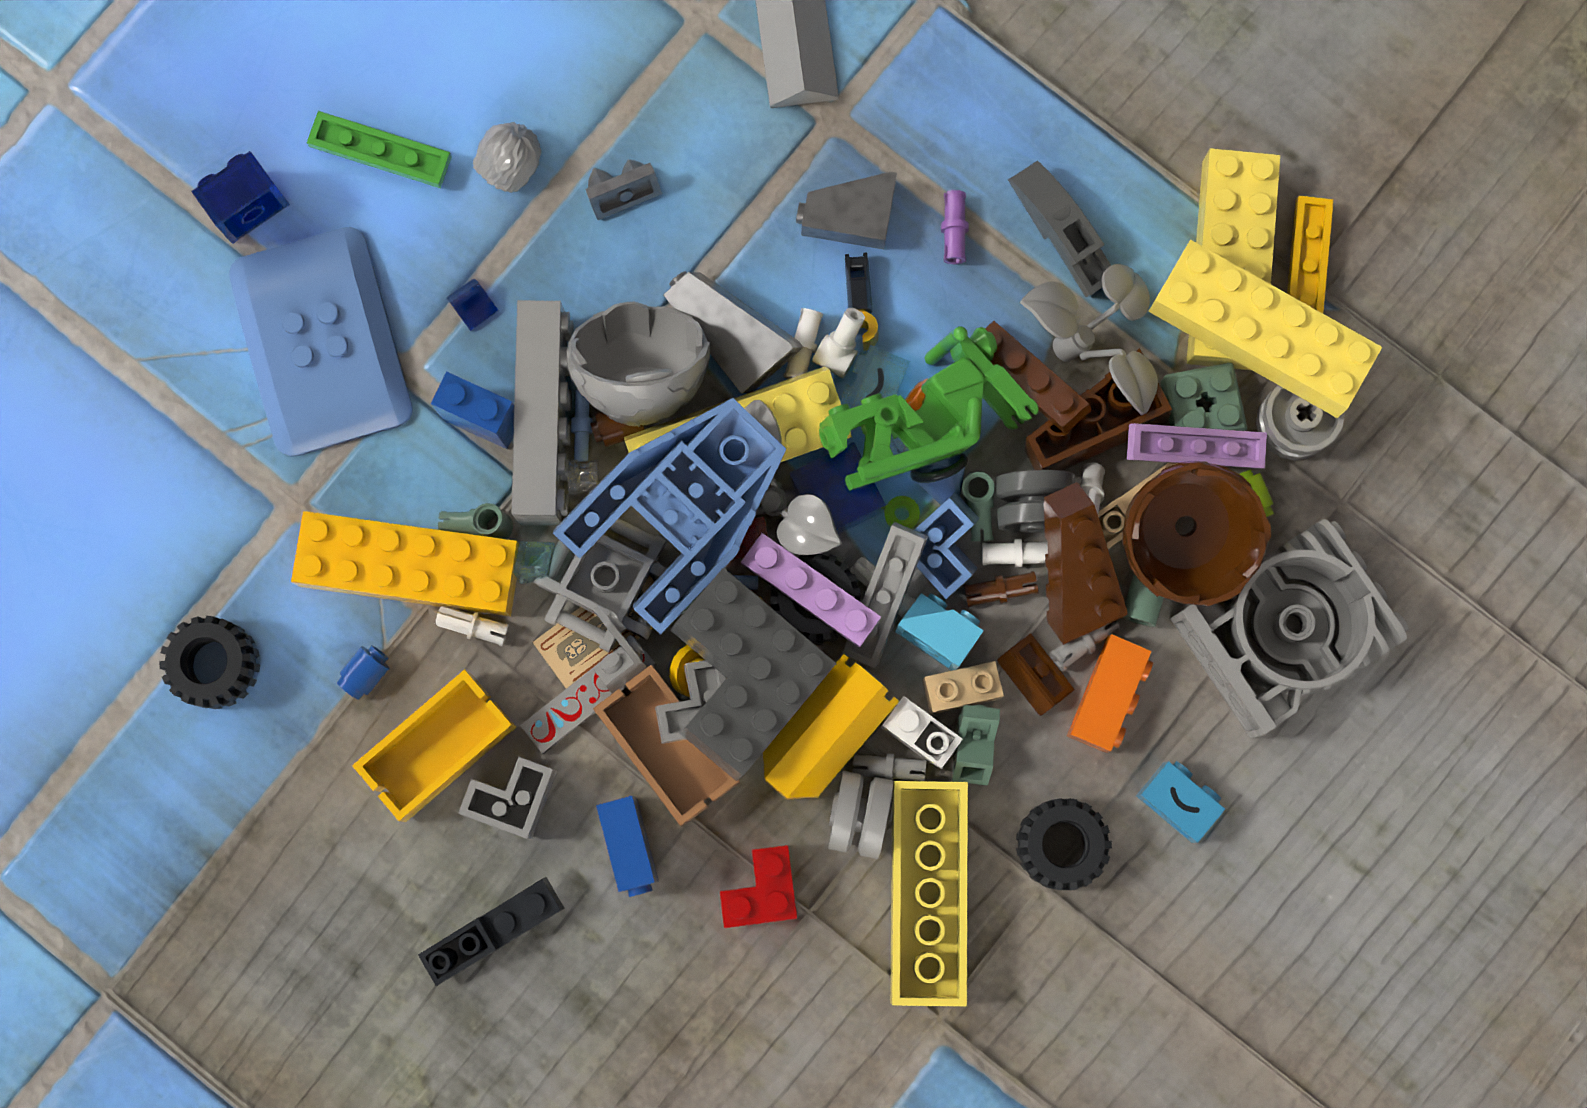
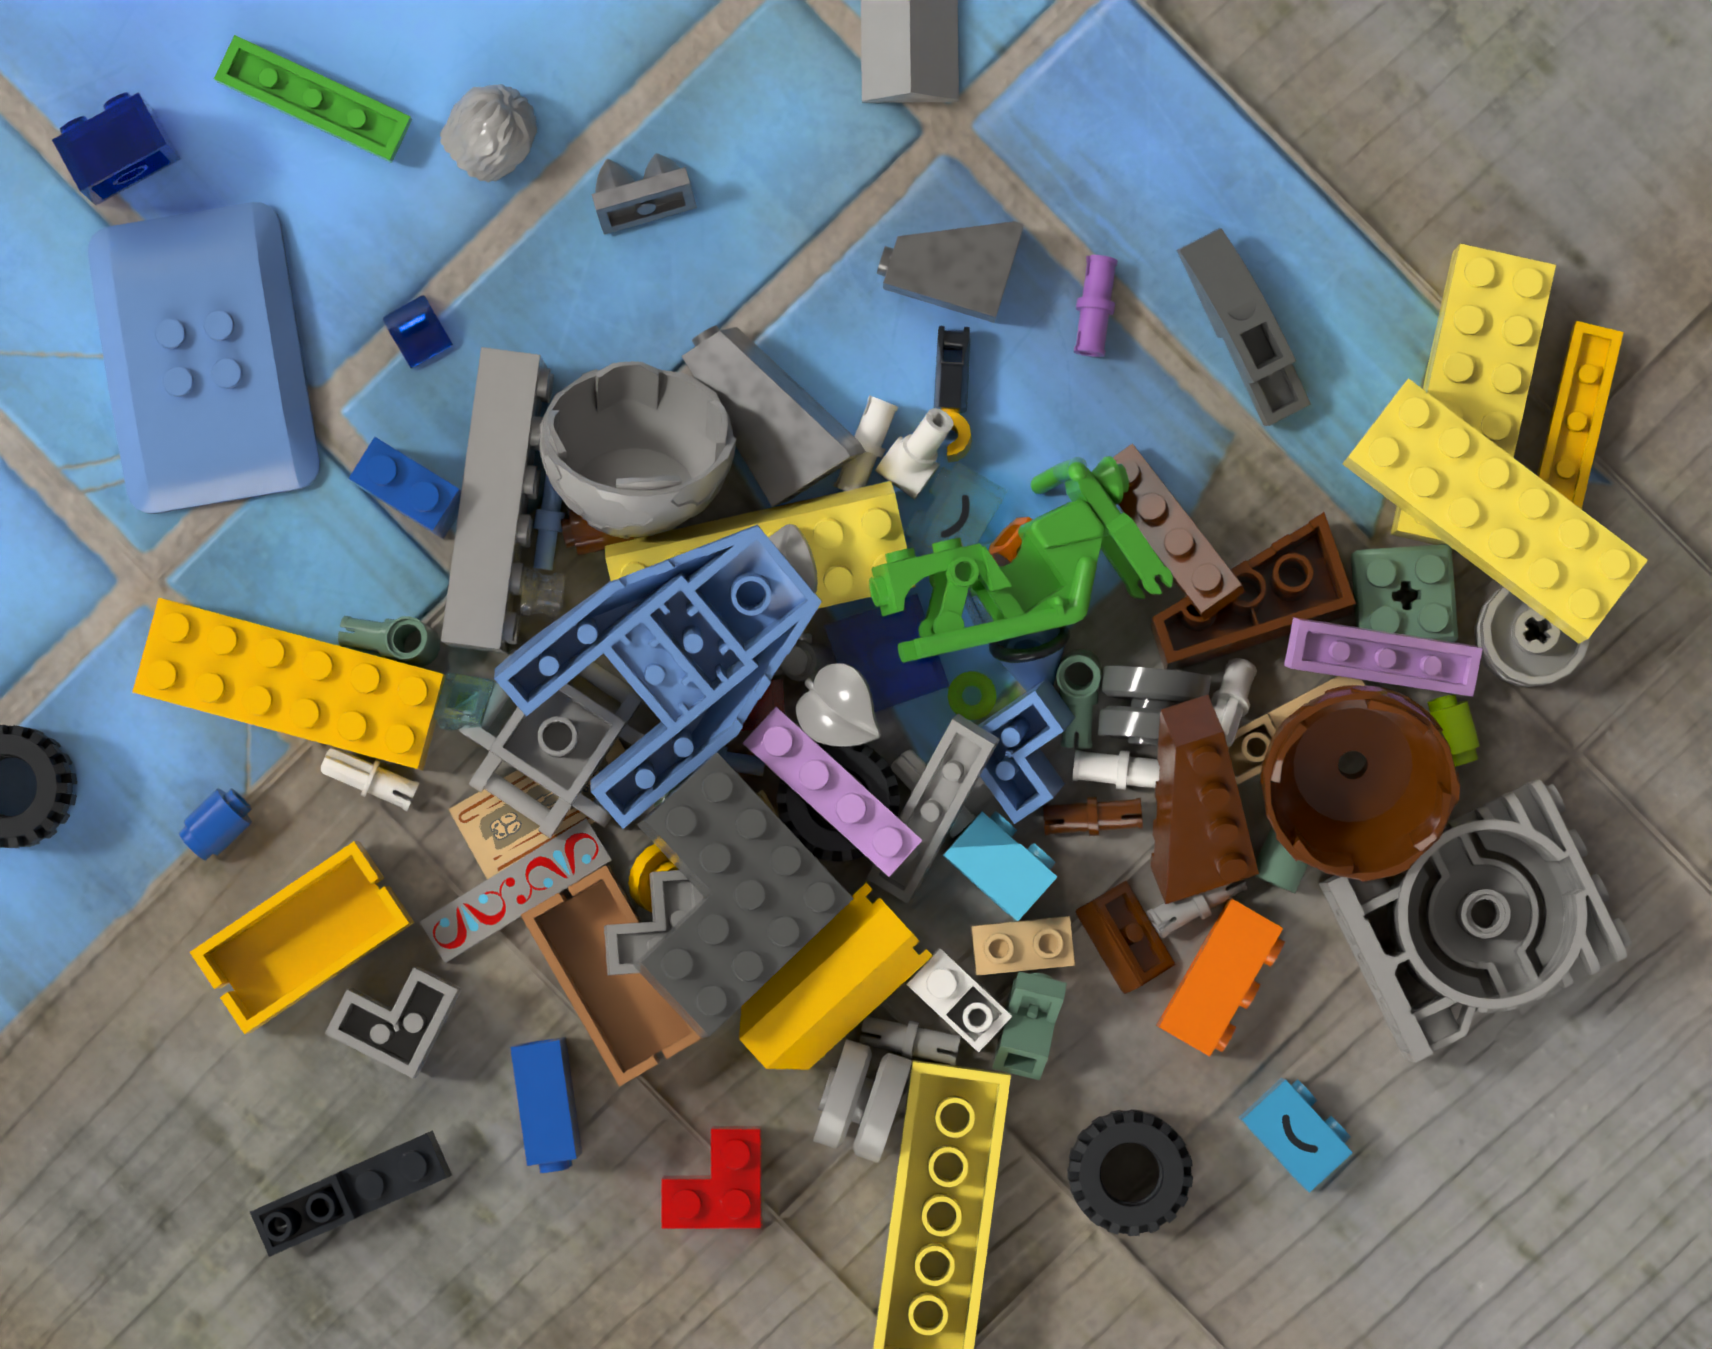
camera: 10 degrees right, 5 degrees up
(623, 663) = (569, 856): light grey bracket -> none
(1056, 311) = (1212, 453): light grey plant -> none

